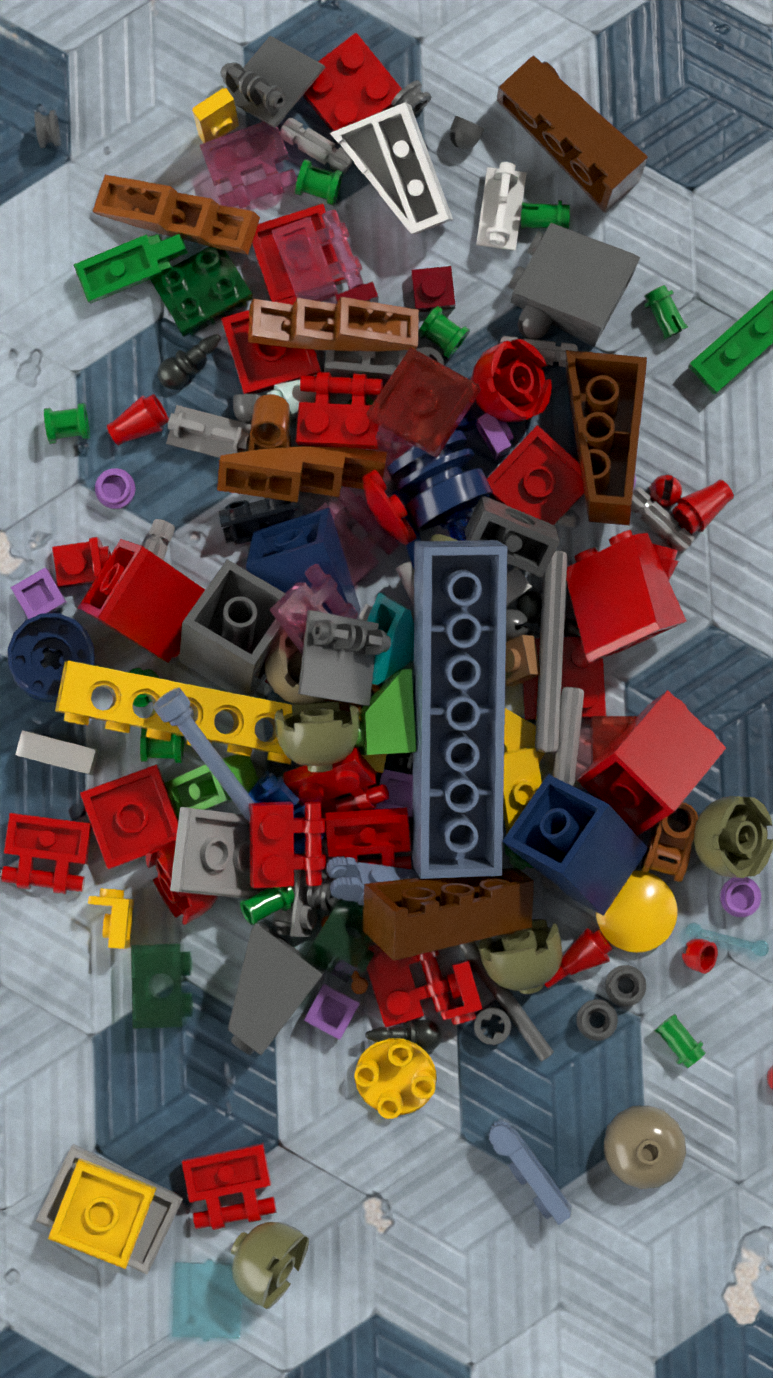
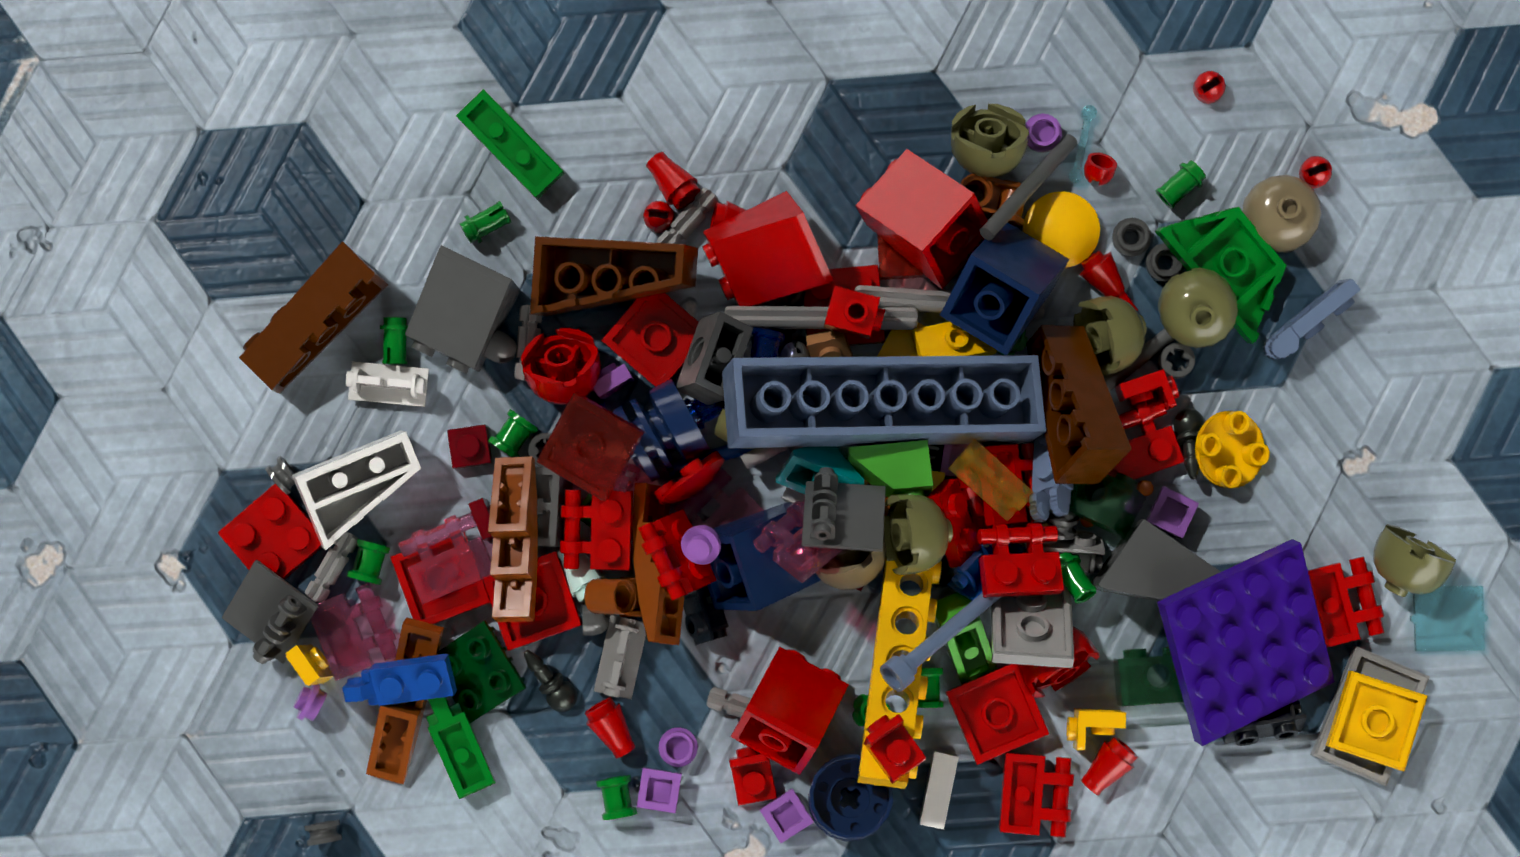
camera: 85 degrees left, 0 degrees up
(72, 467) = (659, 790): none -> medium lavender plate
(73, 932) = (1109, 765): none -> red cone
(94, 696) = (893, 747): none -> red bracket
(104, 1078) = (1281, 724): none -> black hinge
(179, 119) = (309, 702): none -> medium lavender plate
(190, 1078) = (1246, 641): none -> dark purple plate
(193, 209) = (403, 681): none -> blue hinge
(231, 630) = (816, 620): dark grey slope -> none
(308, 488) = (664, 545): none -> red plate
(316, 511) = (701, 544): none -> medium lavender plate
(371, 818) = (991, 480): none -> clear yellow hinge
(464, 133) = (315, 422): dark grey hinge -> none
(523, 591) = (765, 343): none -> clear blue bush
(545, 1049) = (1198, 308): none -> olive cylinder
(553, 682) = (854, 313): none -> red brick
(591, 1086) = (1234, 250): none -> green wing
(680, 1190) = (1319, 179): none -> red hinge
(681, 875) = (1028, 187): none -> dark grey bar

